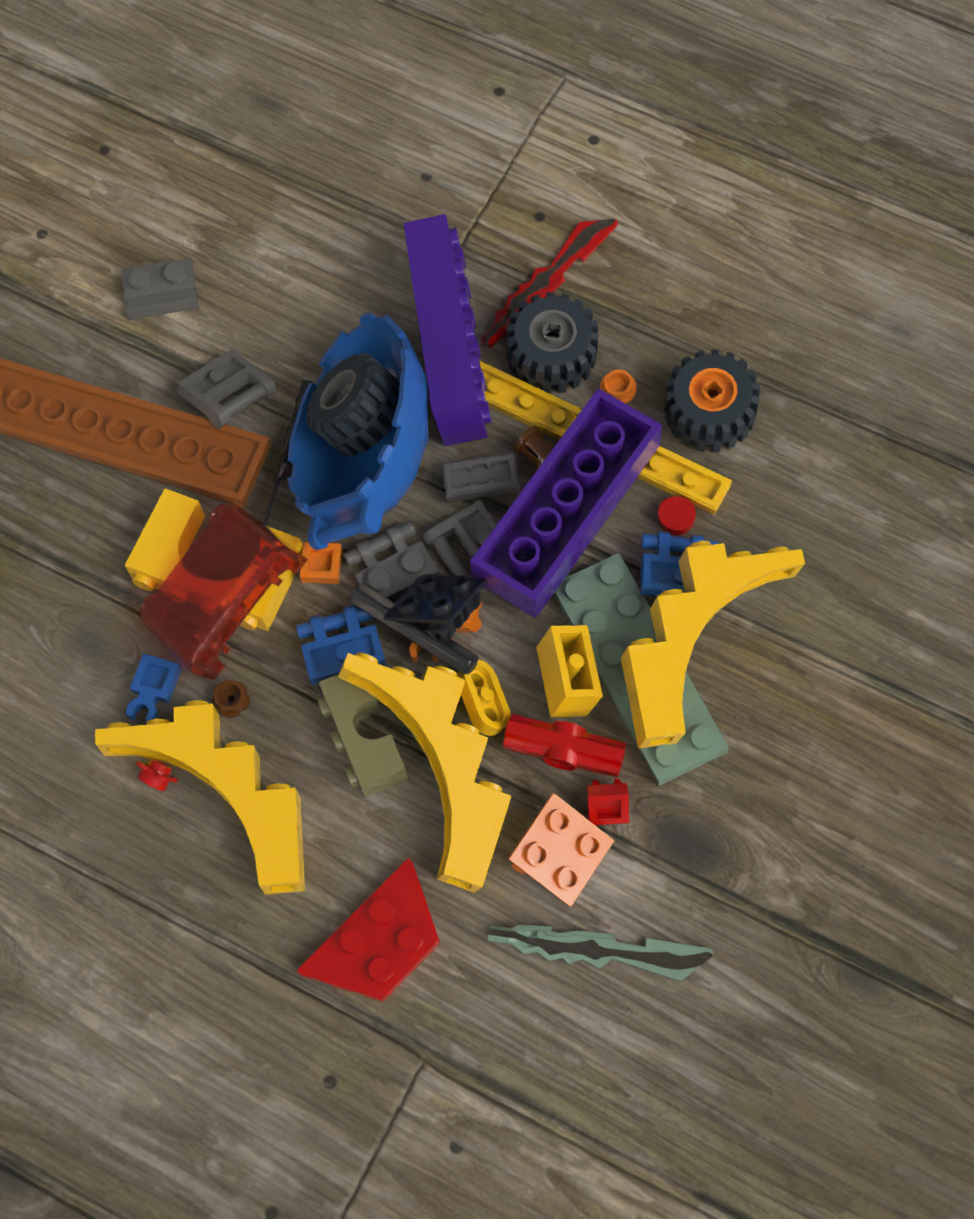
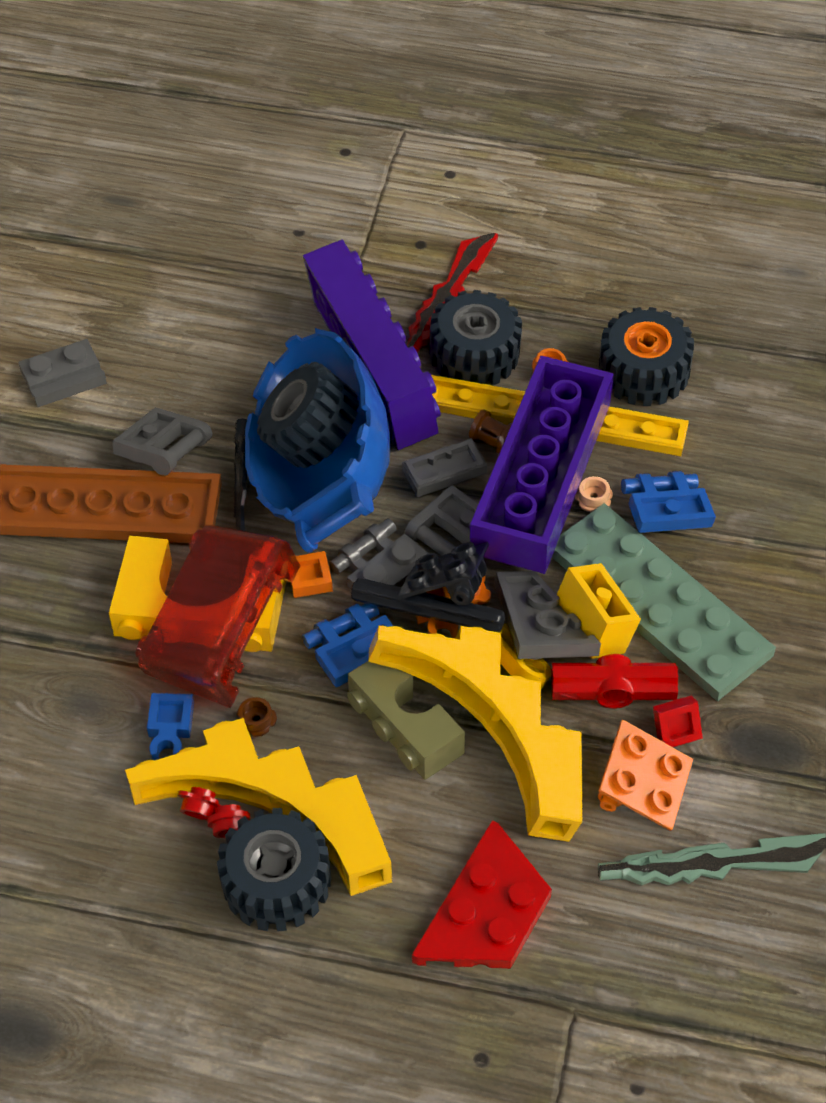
camera: 20 degrees left, 15 degrees down
(176, 798) = (226, 818): none -> red plate
(199, 858) = (274, 869): none -> black wheel
(513, 668) = (538, 621): none -> dark grey wing
(609, 532) = (591, 488): none -> light nougat plate
(657, 670) = (685, 579): yellow arch -> none
(676, 515) = (647, 459): red tile -> none

